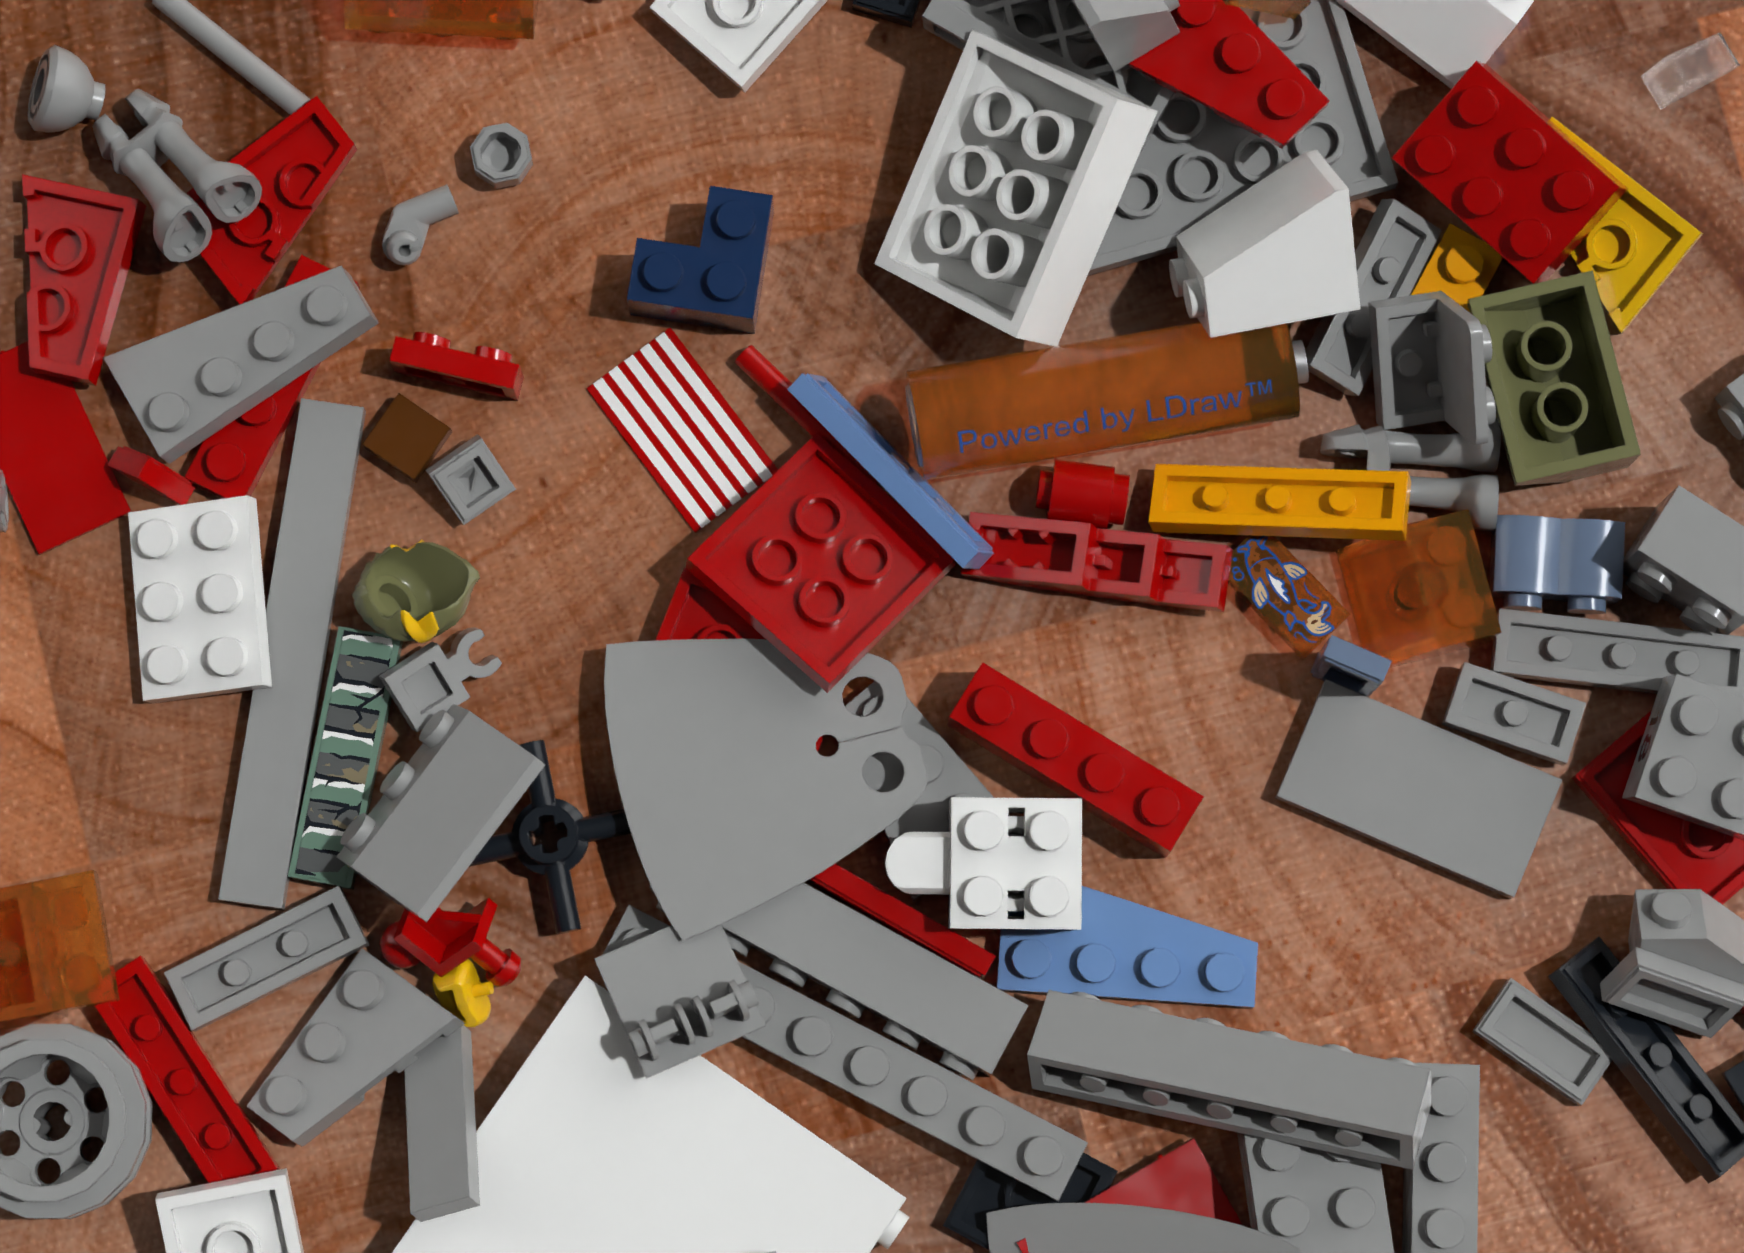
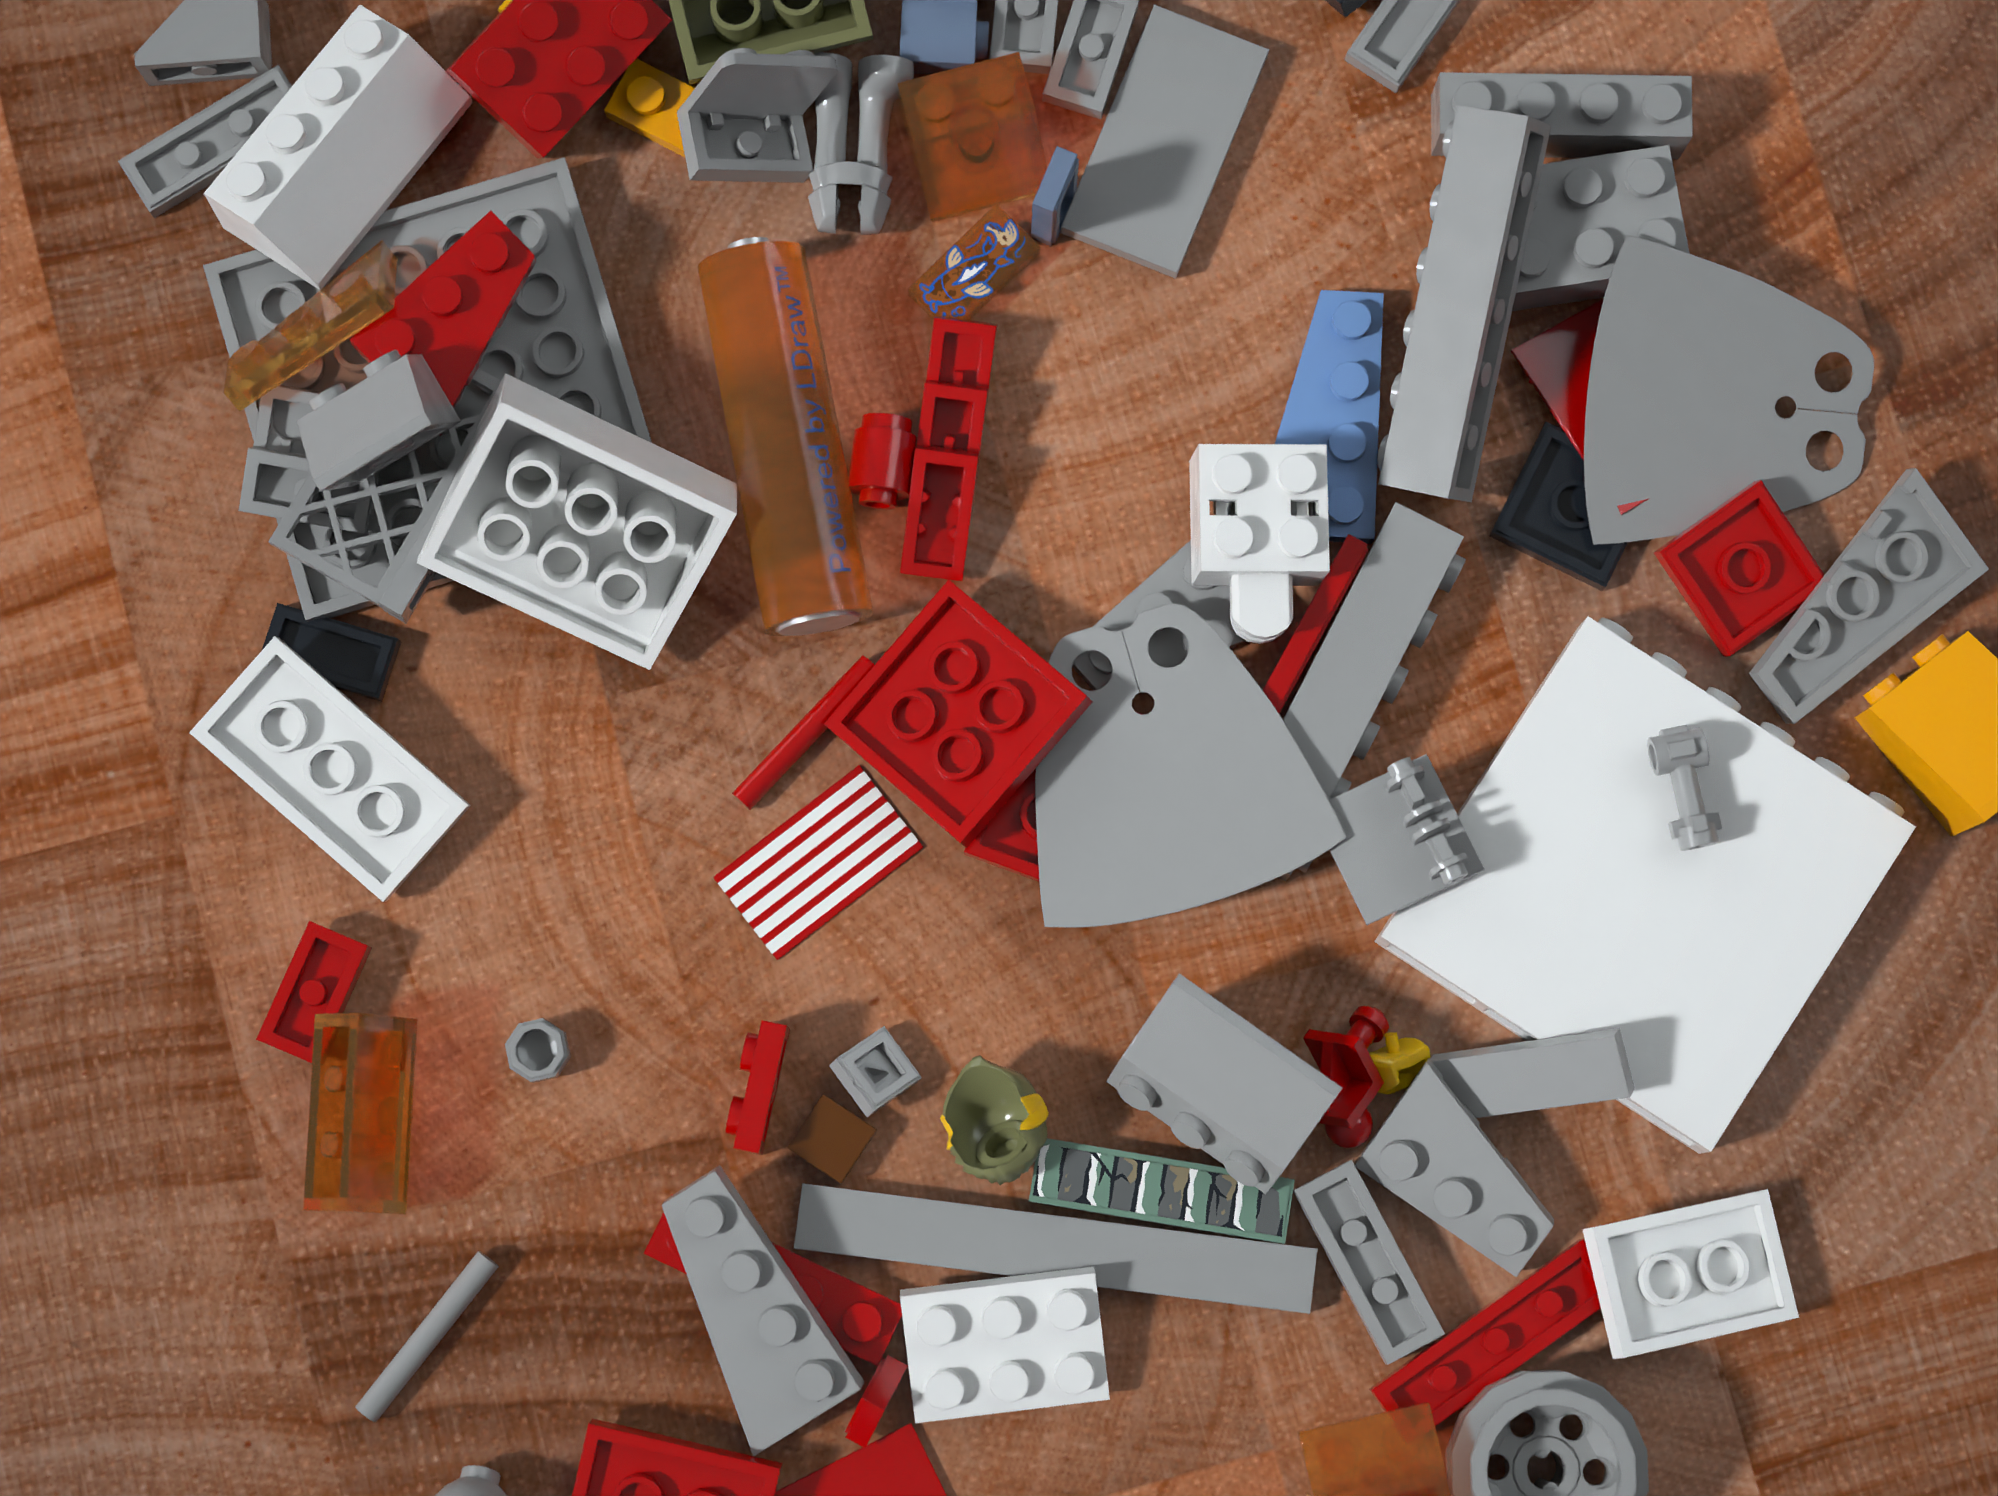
camera: 90 degrees left, 0 degrees up
(178, 222) = (614, 1376): light grey piece -> none
(296, 170) = (583, 1295): red wing -> none
(411, 221) = (607, 1142): light grey arm -> none
(433, 680) = (1082, 1103): light grey plate -> none
(571, 849) = (1251, 958): black bar -> none
(713, 282) = (669, 823): dark blue brick -> none
(891, 470) = (862, 646): medium blue tile -> none
(899, 1080) = (1463, 639): light grey plate -> none
(1074, 760) = (1149, 464): red brick -> none
(1271, 253) = (642, 269): white slope -> none
(1280, 502) = (890, 266): light orange plate -> none
(1387, 268) = (660, 179): light grey plate -> none

